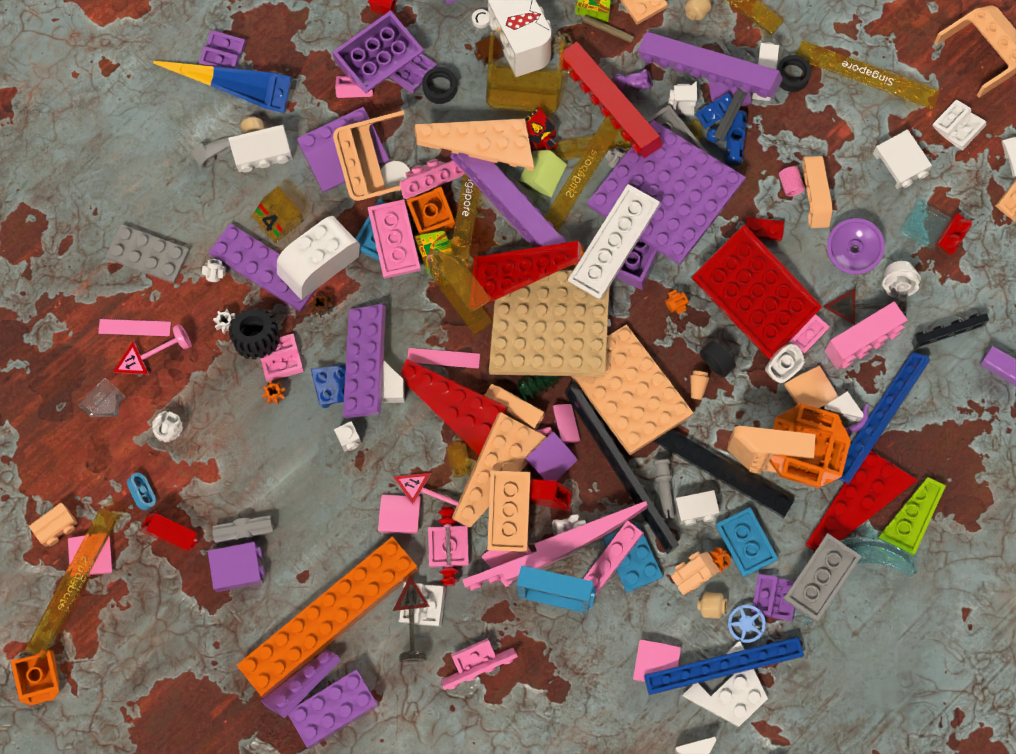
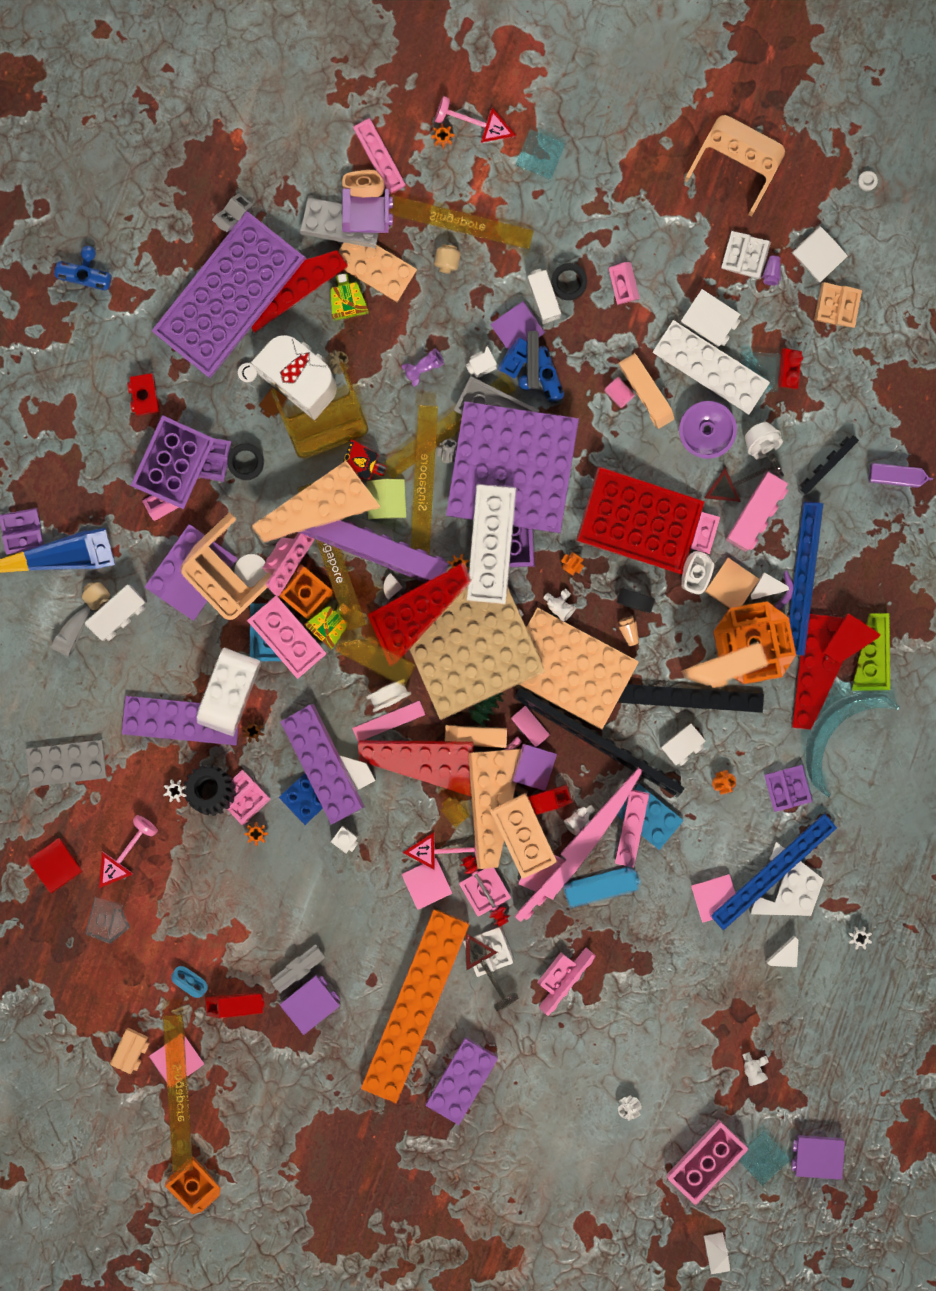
camera: 35 degrees left, 15 degrees up
(86, 333) = (55, 865): none -> red slope
(134, 327) = (97, 835): bright pink sticker -> none
(167, 426) = (179, 913): white piece -> none
(213, 270) = (137, 749): white gear -> none
(277, 215) = (165, 666): clear yellow slope -> none
(297, 687) = (421, 1079): medium lavender wing -> none
(455, 330) = (388, 696): none -> white wheel
(507, 244) = (391, 586): none -> white tile
(607, 28) = (373, 321): dark tan bar -> none
(611, 101) = (418, 403): brick -> none
(646, 333) = (559, 606): none -> white piece
(663, 479) = (641, 733): light grey pin -> none
(695, 572) = (710, 806): light nougat brick -> none
(710, 65) = (490, 321): medium lavender brick -> none
(712, 605) = (738, 824): tan head -> none
(746, 542) = (740, 752): dark azure plate -> none
(746, 623) = (775, 824): light blue wheel -> none
(766, 228) = (616, 450): red plate -> none
(822, 578) = (821, 756): light grey plate -> none
(840, 98) = (624, 283): none -> bright pink slope
(868, 75) = (637, 246): clear yellow tile -> none
(884, 200) = (711, 367): none -> white plate
(898, 488) = (848, 639): none -> red slope
(976, 148) = (772, 272): none -> medium lavender cone

